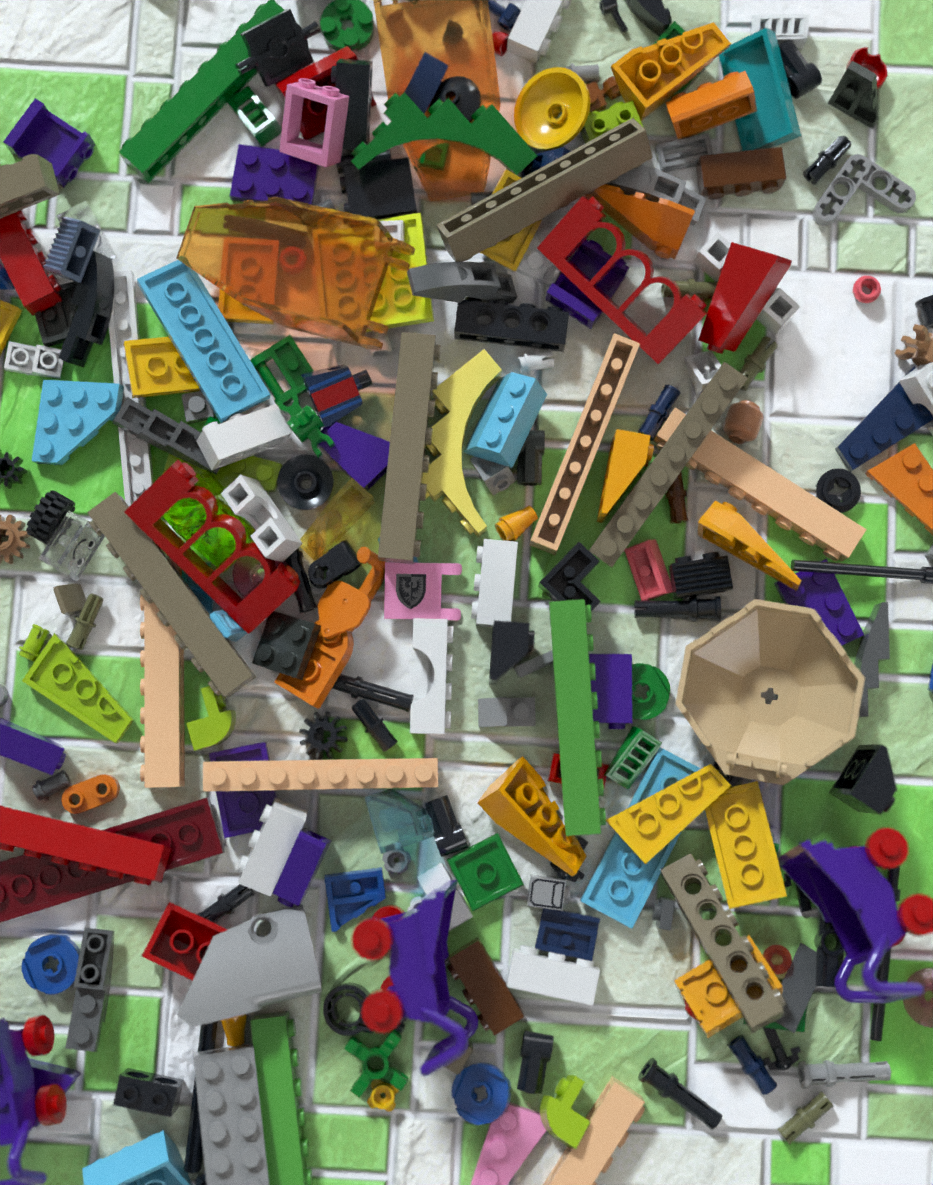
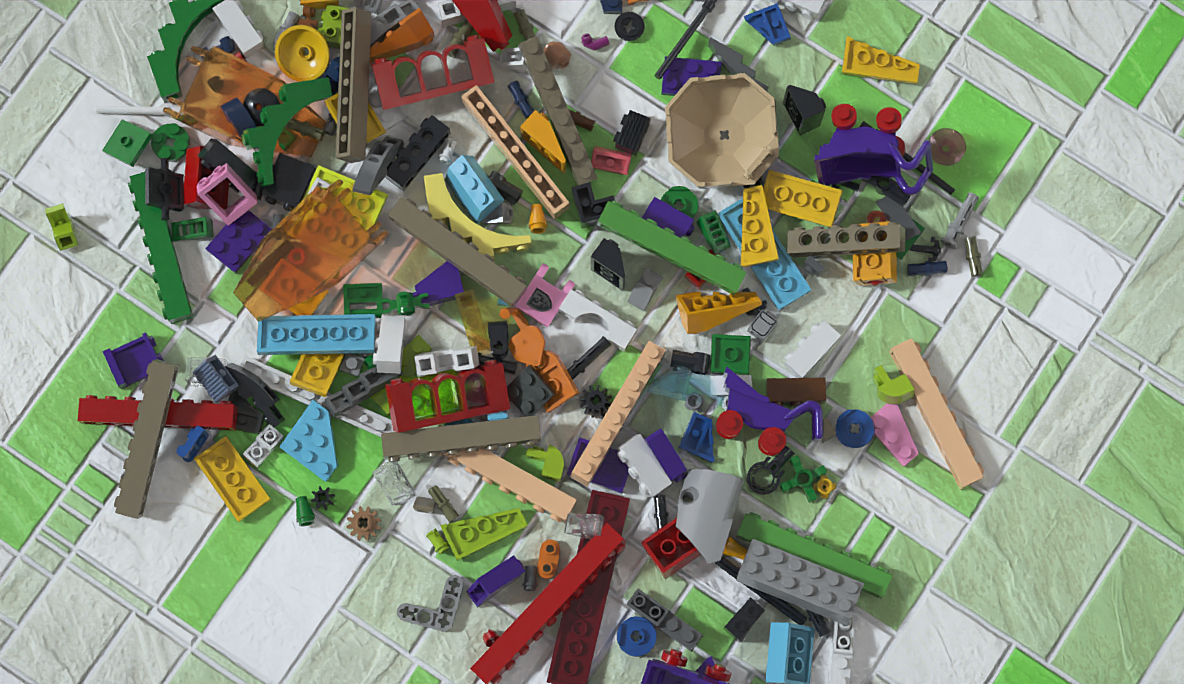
camera: 60 degrees left, 5 degrees down
(48, 516) = (369, 486): black tyre -> none
(147, 817) = (584, 525): none -> clear slope
(300, 469) = (435, 317): black dish -> none
(335, 391) = (394, 276): torso -> none
(374, 725) = (607, 369): black axle -> none
(458, 171) = (305, 129): none -> olive pin
(495, 582) = (565, 251): white brick -> none
(534, 664) = (627, 255): light grey tile -> none
(535, 1054) = (850, 385): black piece -> none
(567, 933) = (792, 328): dark blue plate -> none
(571, 299) = (422, 109): dark purple panel -> none
(669, 1086) = (912, 321): black pin -> none
(693, 608) = (648, 148): black pin -> none
(733, 534) = (619, 99): light orange wedge -> none
(769, 492) = (607, 65): light nougat brick -> none
(787, 460) = (593, 44): none -> magenta arm

